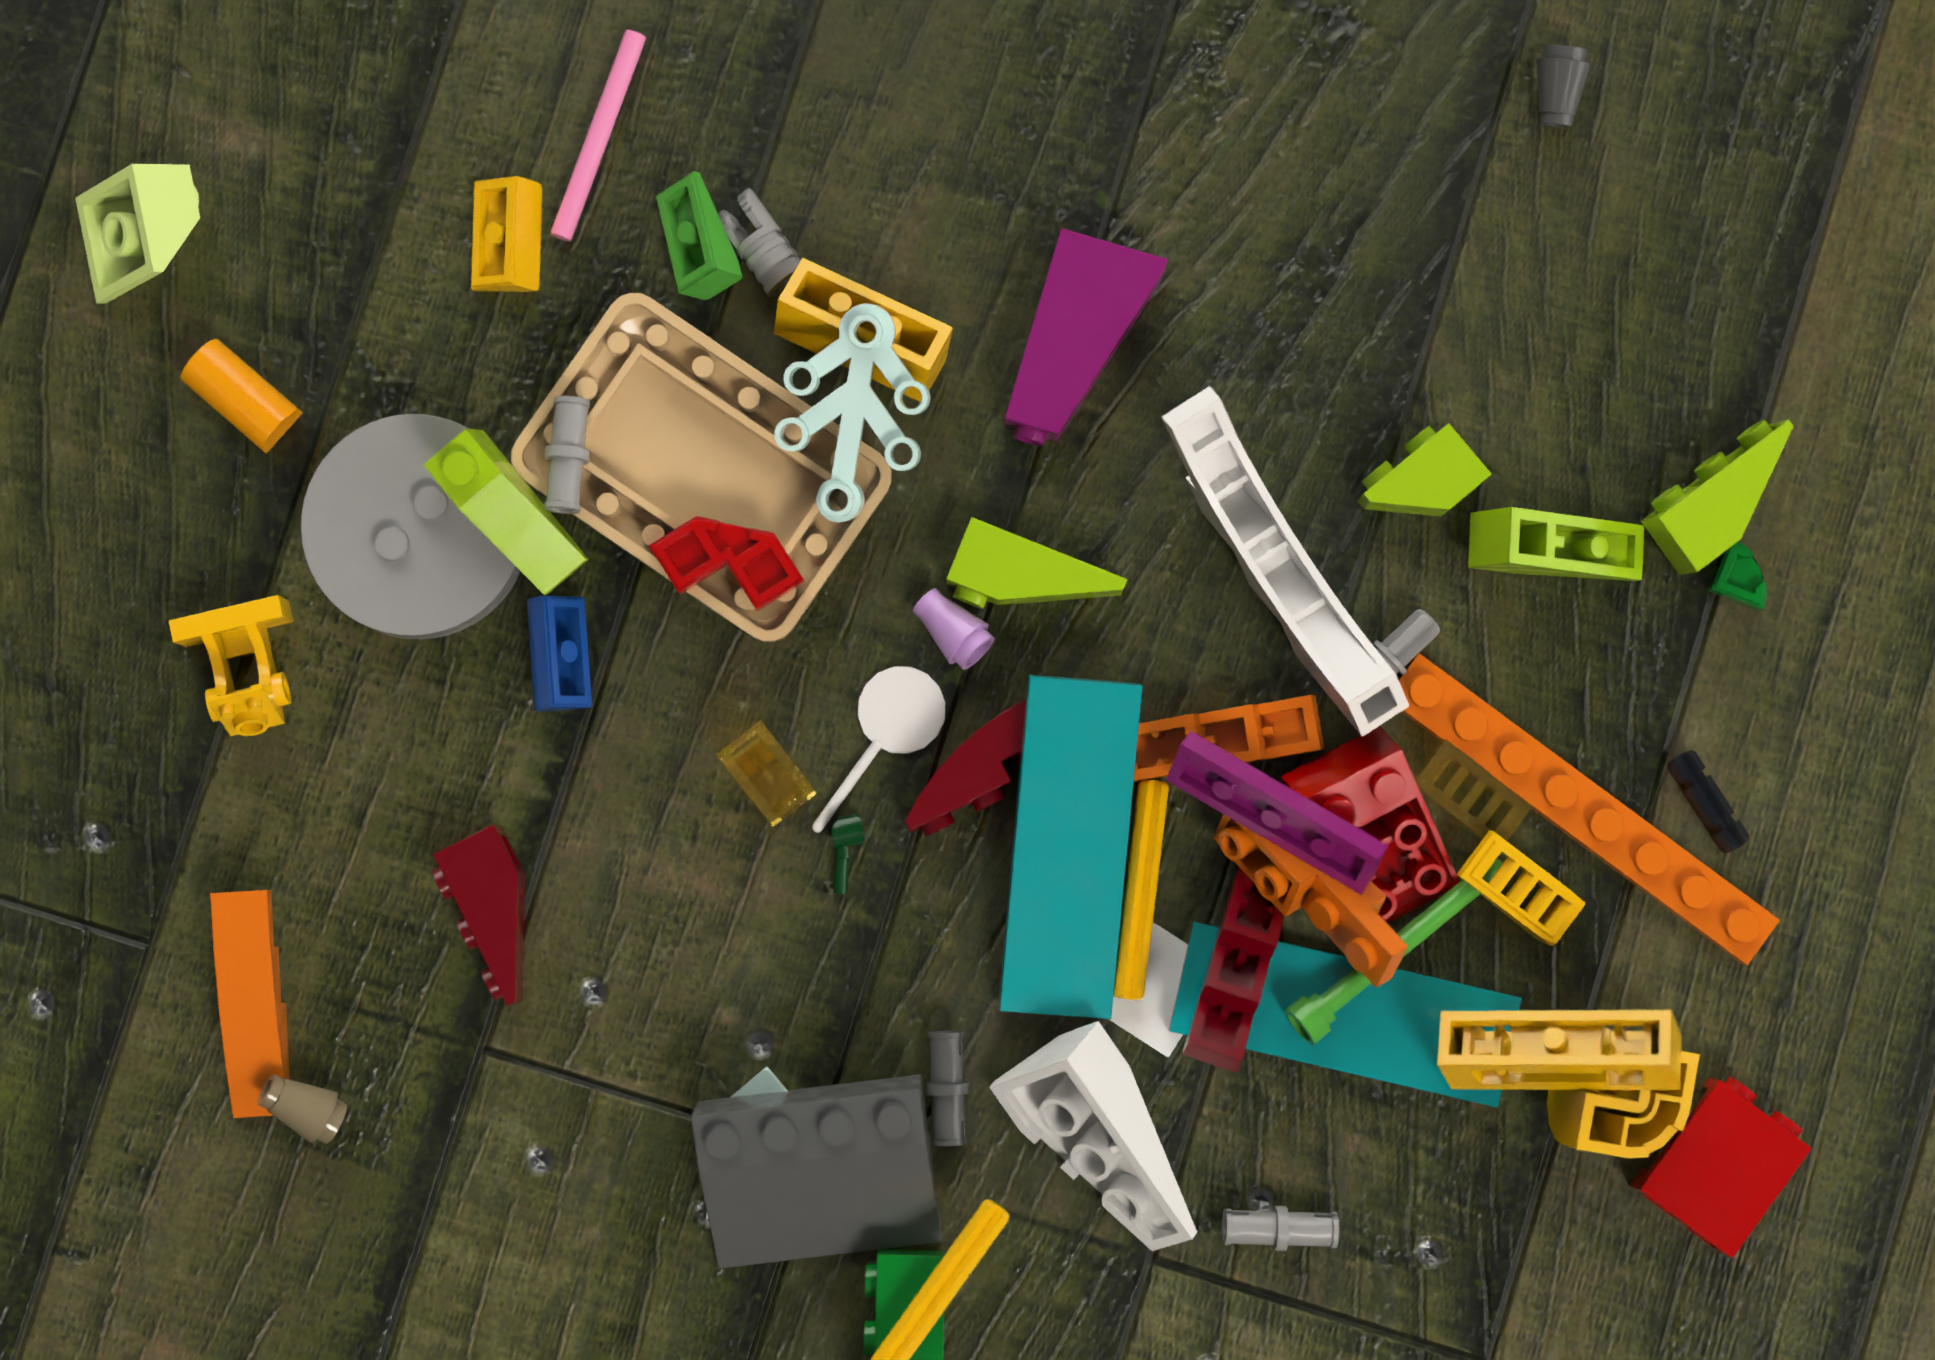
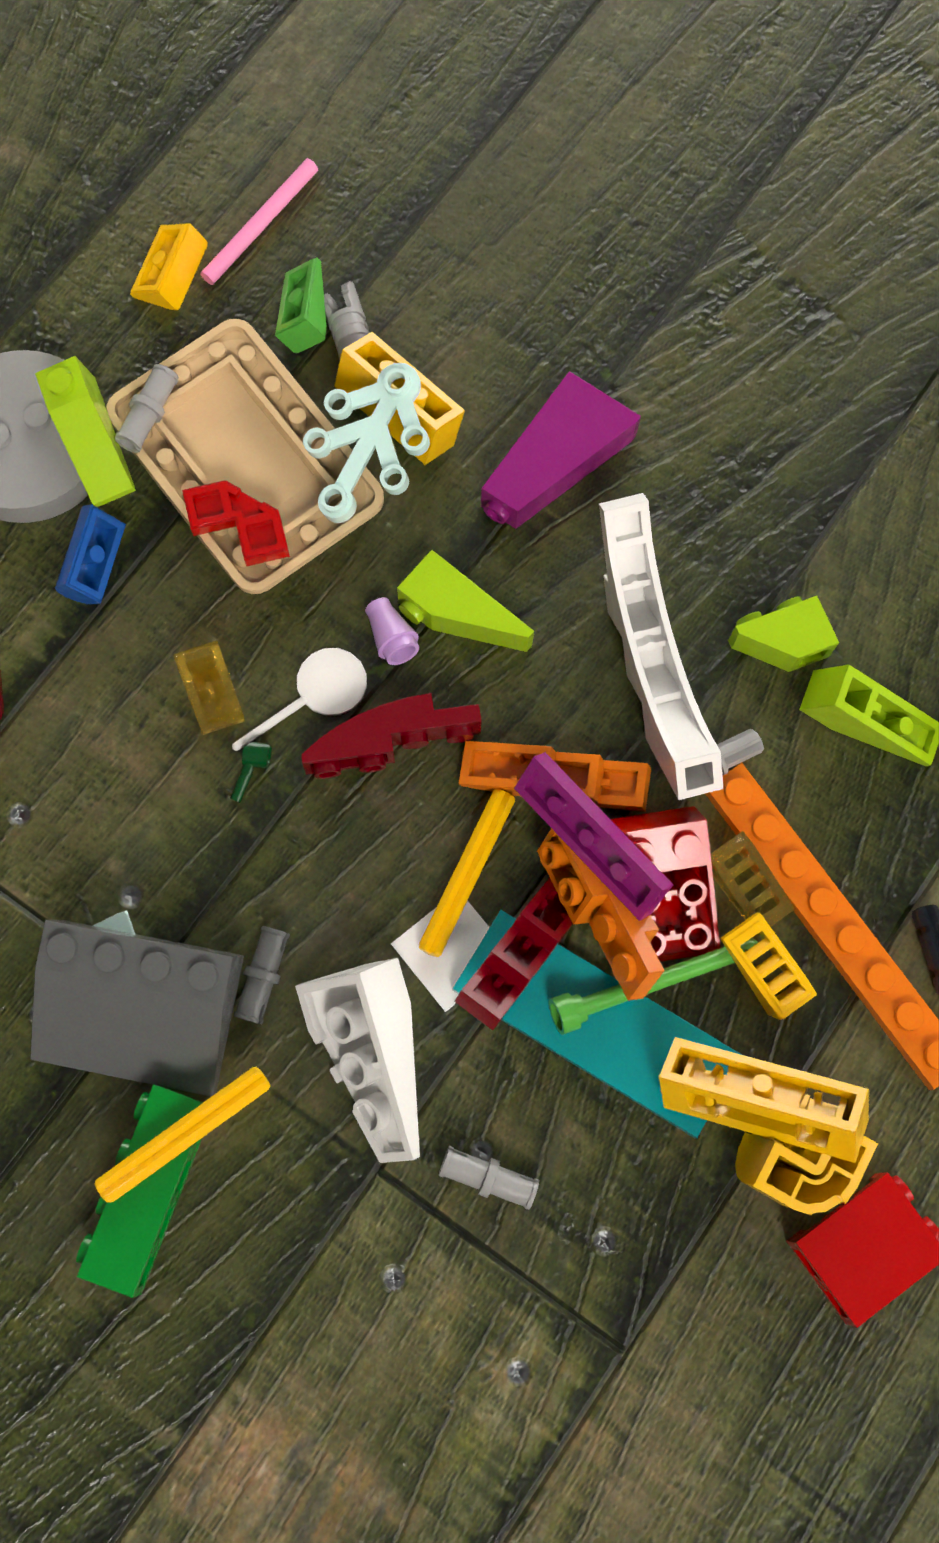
camera: 15 degrees right, 10 degrees down
(1070, 846) = (421, 817): teal tile -> none

